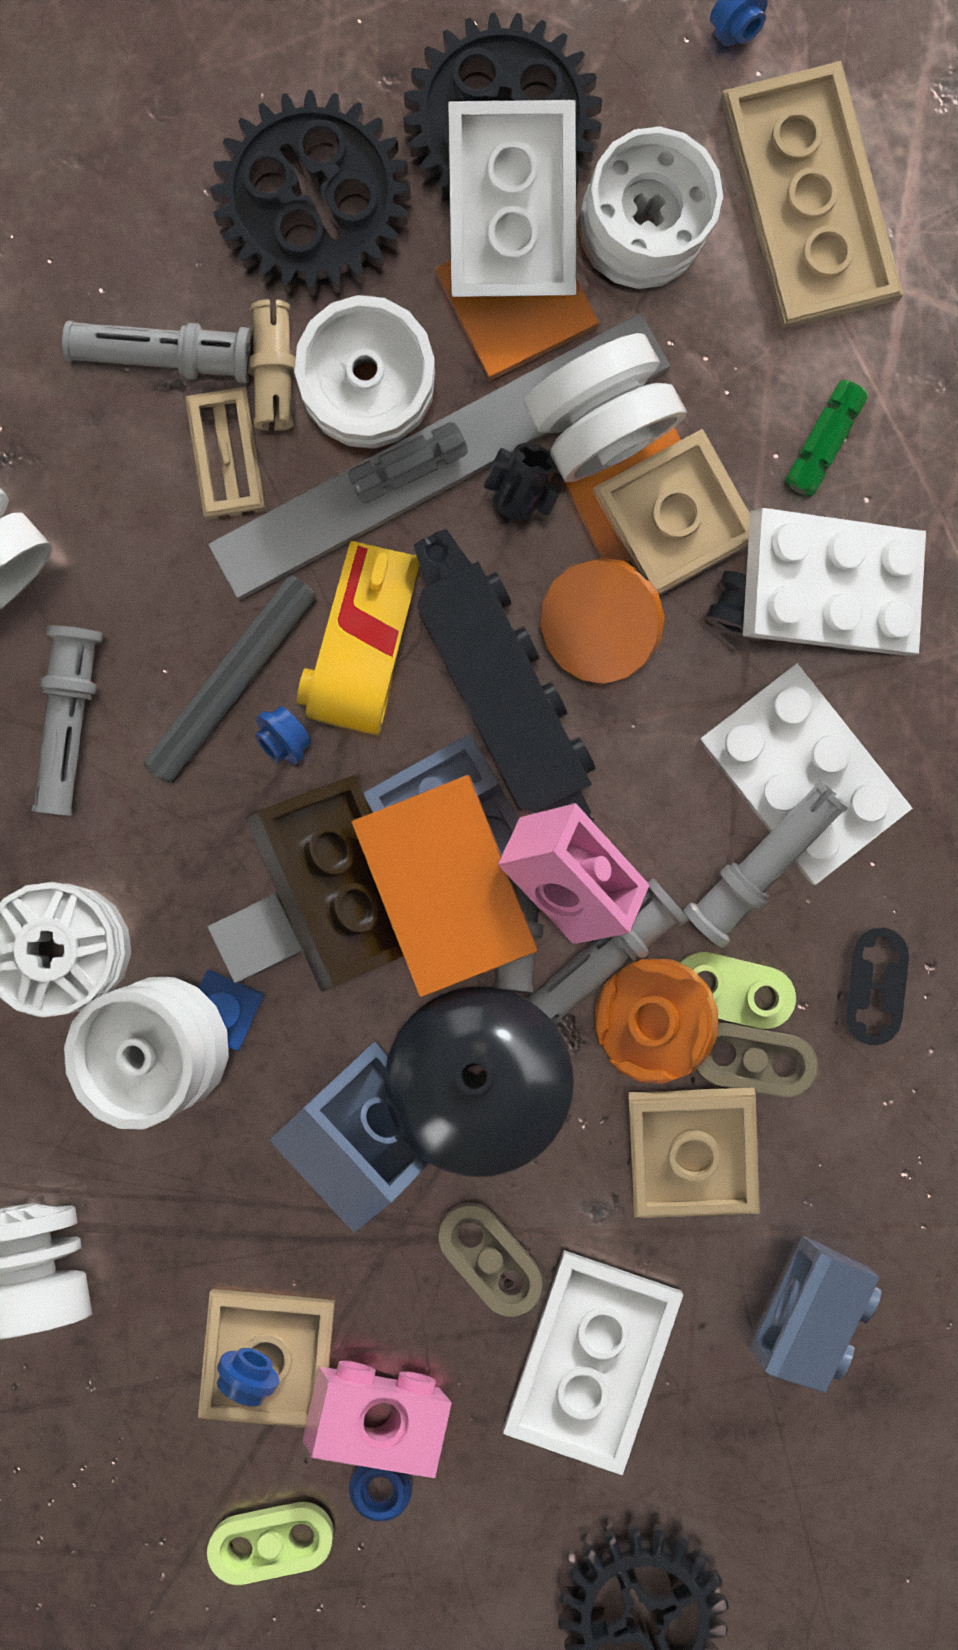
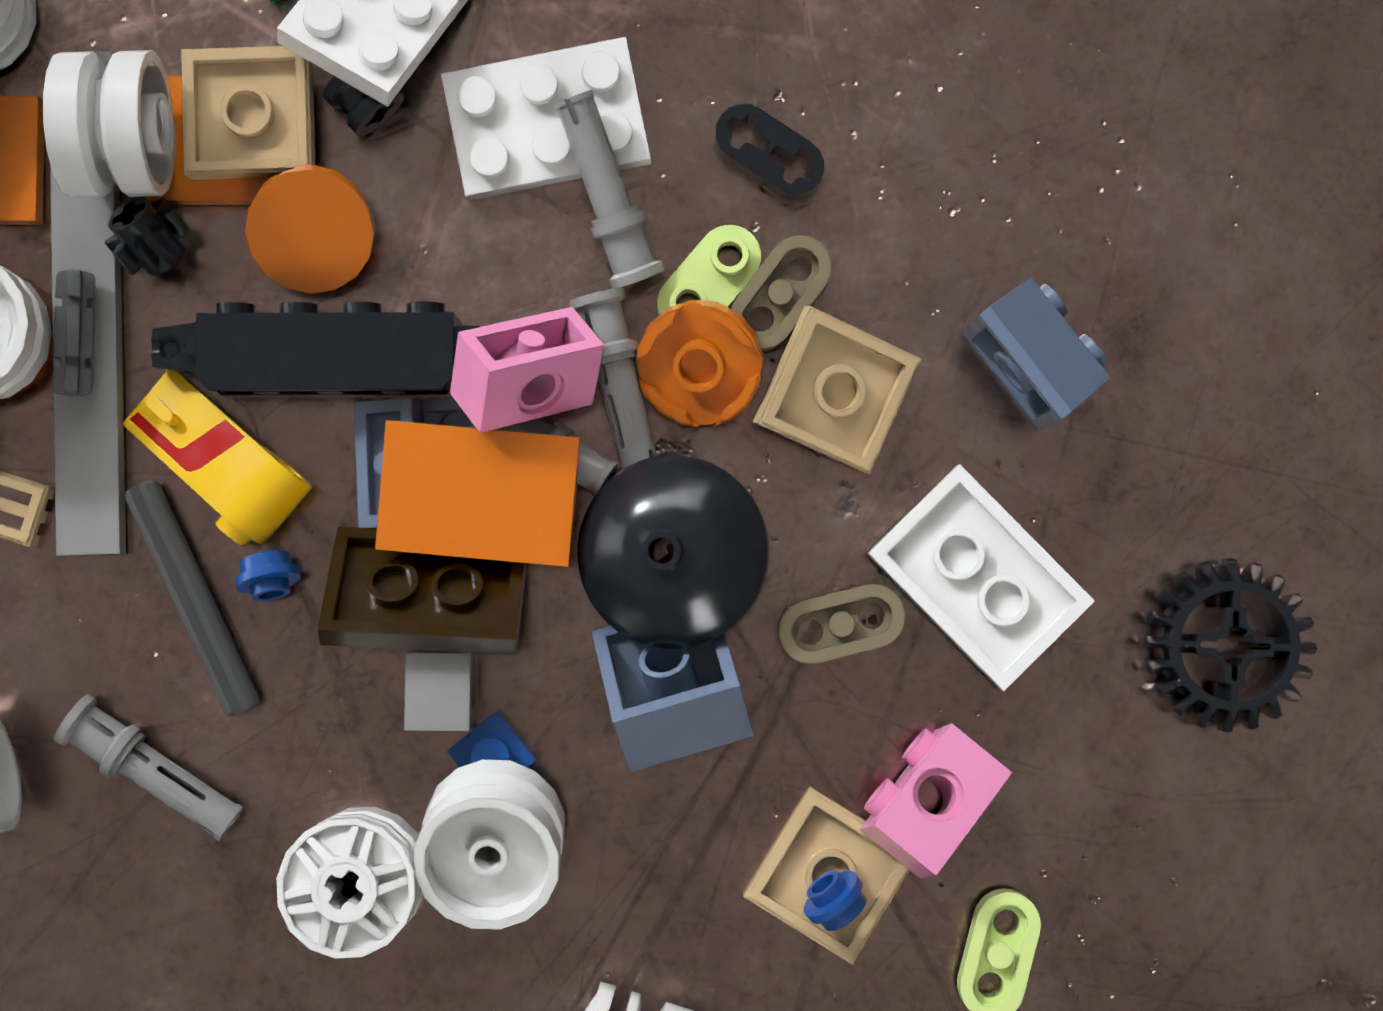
camera: 60 degrees left, 0 degrees up
(376, 1507) = (1017, 837): blue plate -> none

